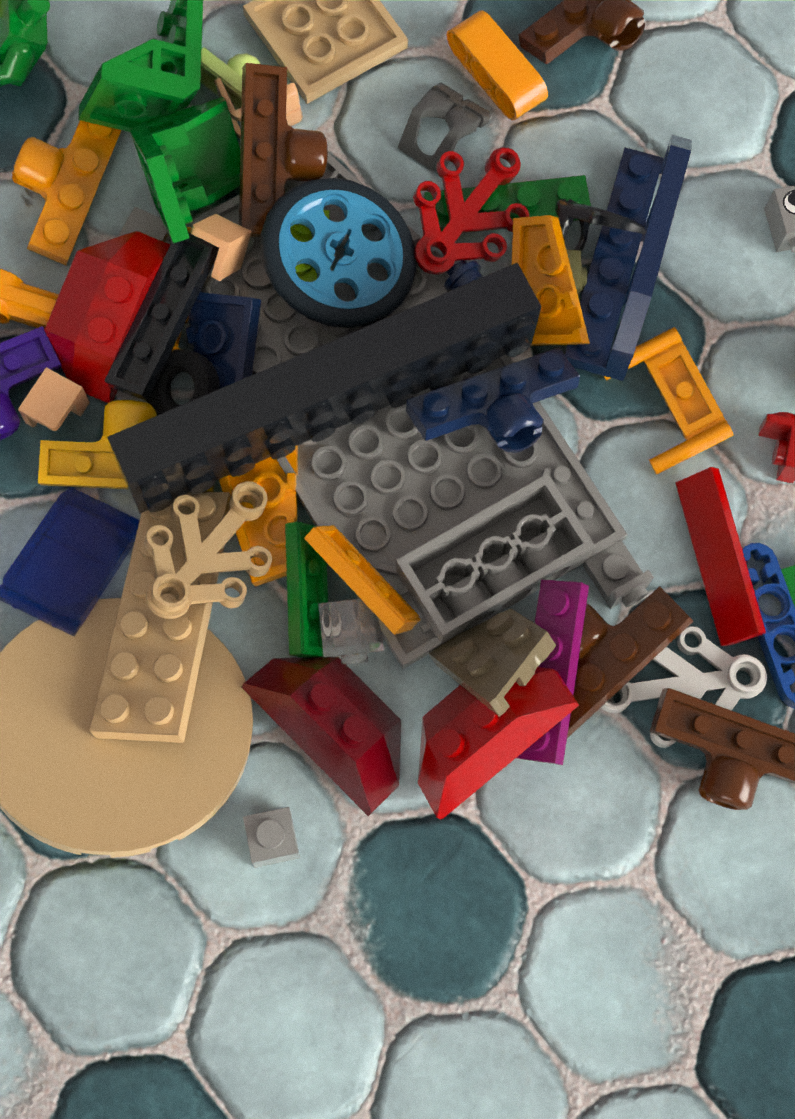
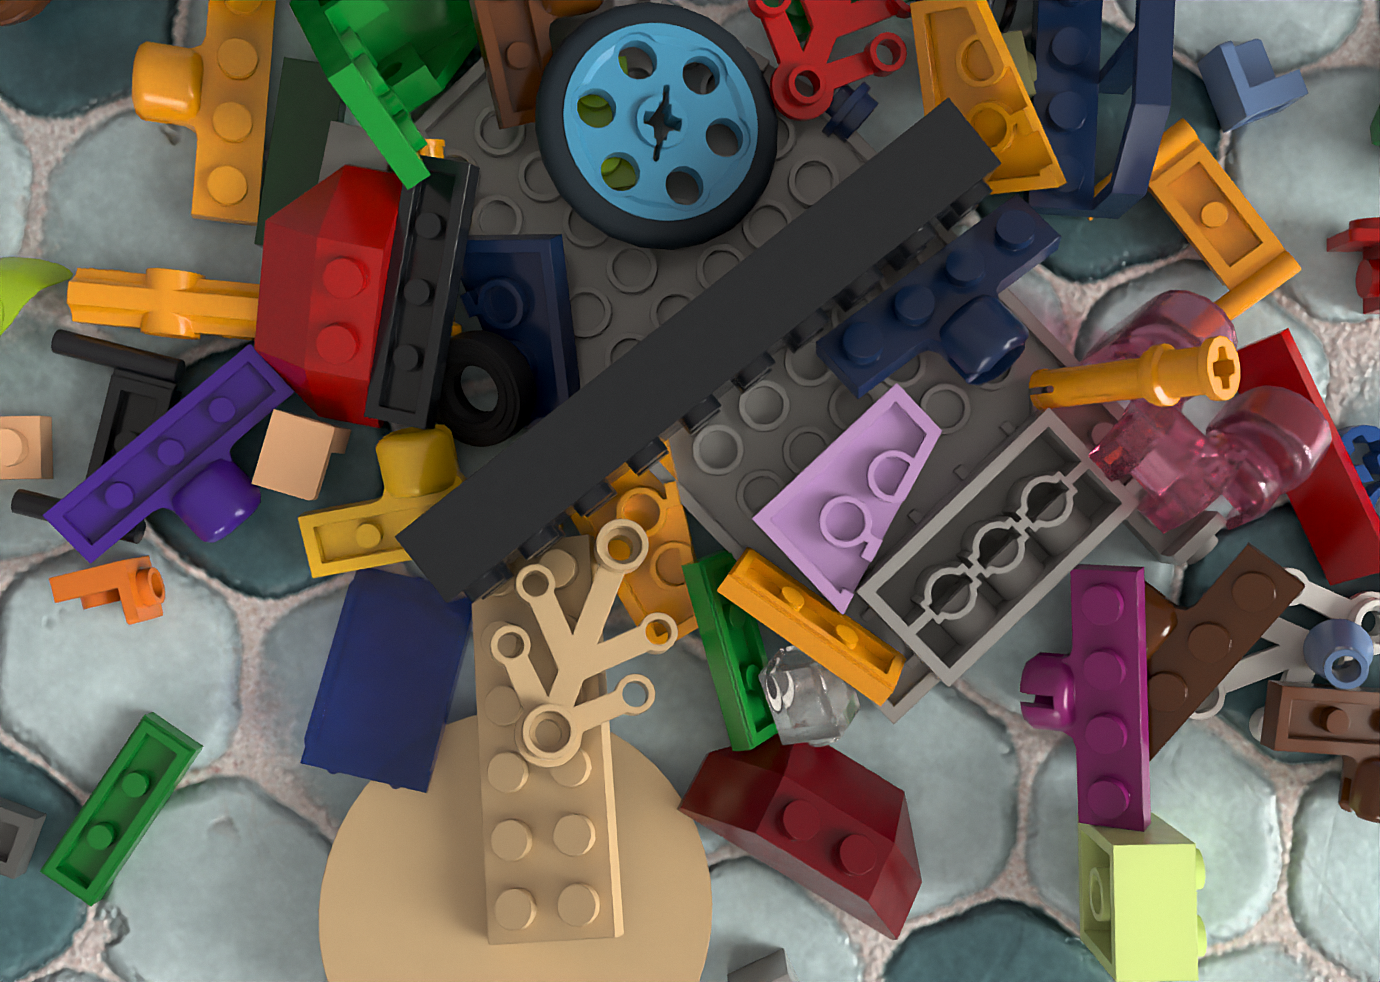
camera: 10 degrees left, 15 degrees up
(112, 210) = (298, 136): none -> dark green tile
(230, 239) = (482, 147): light nougat panel -> none
(406, 502) = (846, 498): none -> lavender wing
(470, 744) = (1038, 795): red wedge -> none
(495, 656) = (1040, 717): dark tan wing -> none
(544, 809) = (1141, 901): none -> yellowish green brick
(614, 455) = (1159, 376): none -> light orange pin
(631, 464) = (1251, 448): none -> clear pink piece
(721, 689) = (1338, 639): none -> medium blue cone
(722, 320) = (1245, 85): none -> medium blue panel

